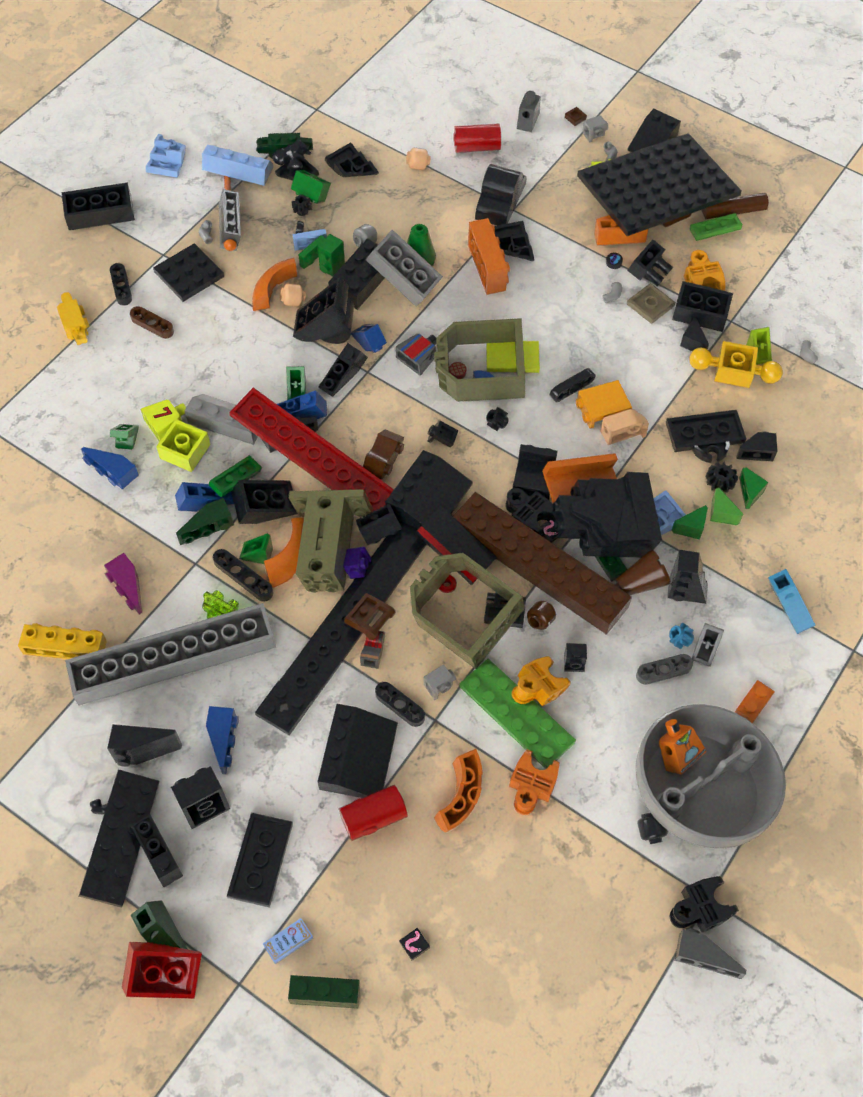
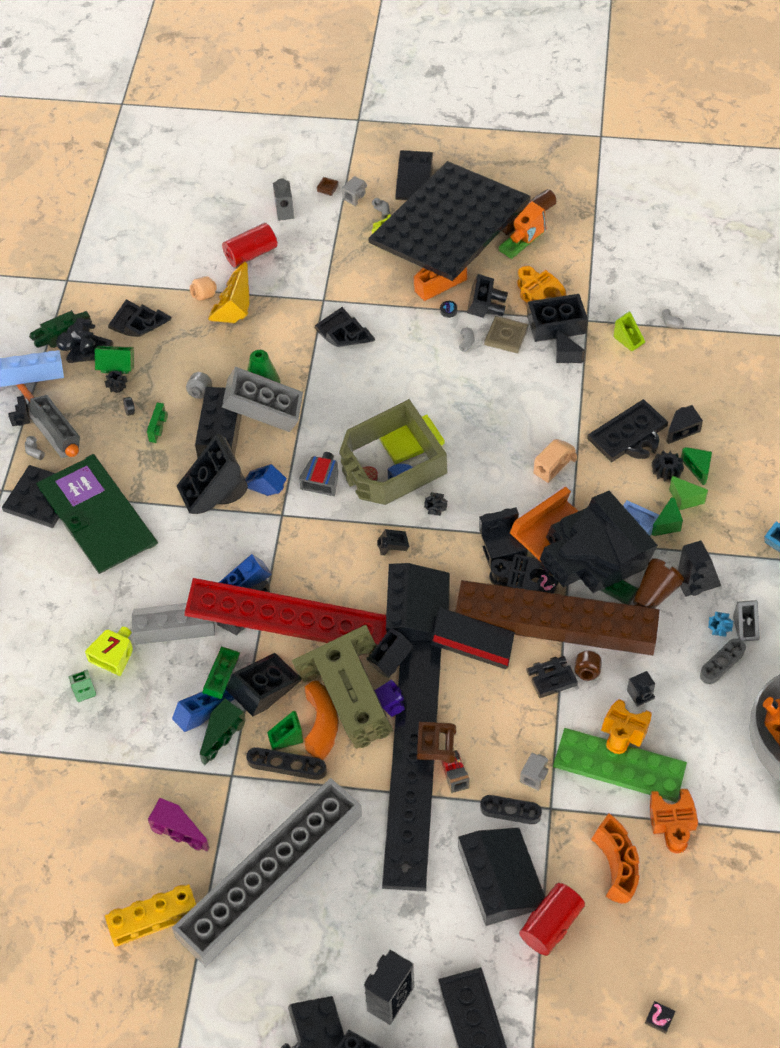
camera: 25 degrees left, 5 degrees down
(113, 466) = (91, 720): blue slope -> none
(140, 744) = (294, 969): black slope -> none
(146, 316) = (27, 557): reddish brown beam -> none
(183, 445) = (150, 667): neon yellow brick -> none
(212, 201) = (21, 415): none -> black bracket
(215, 606) = (283, 804): clear neon green hips -> none
(220, 305) = (96, 513): none -> dark green door
(220, 728) = (362, 921): blue slope -> none
(275, 275) = (133, 460): orange brick -> none
(292, 295) = (163, 473): light nougat head -> none
(295, 381) = (222, 556): green slope -> none
(304, 239) = (143, 412): light blue plate -> none
(331, 255) = (180, 417): green brick -> none
(343, 370) = (259, 523): black slope -> none
(383, 453) = (350, 584): reddish brown brick -> none
(431, 582) = (523, 653): olive container -> none
(437, 178) = (234, 298): none -> yellow wedge
(448, 589) = (483, 673): red plate -> none
(488, 256) = (332, 354): orange brick -> none
(499, 194) = (306, 292): black brick -> none
(572, 385) = (484, 441): black beam -> none
(602, 402) = (522, 446): light orange panel -> none
(726, 215) = (529, 223): none -> orange torso
(736, 364) = (618, 358): yellow brick -> none

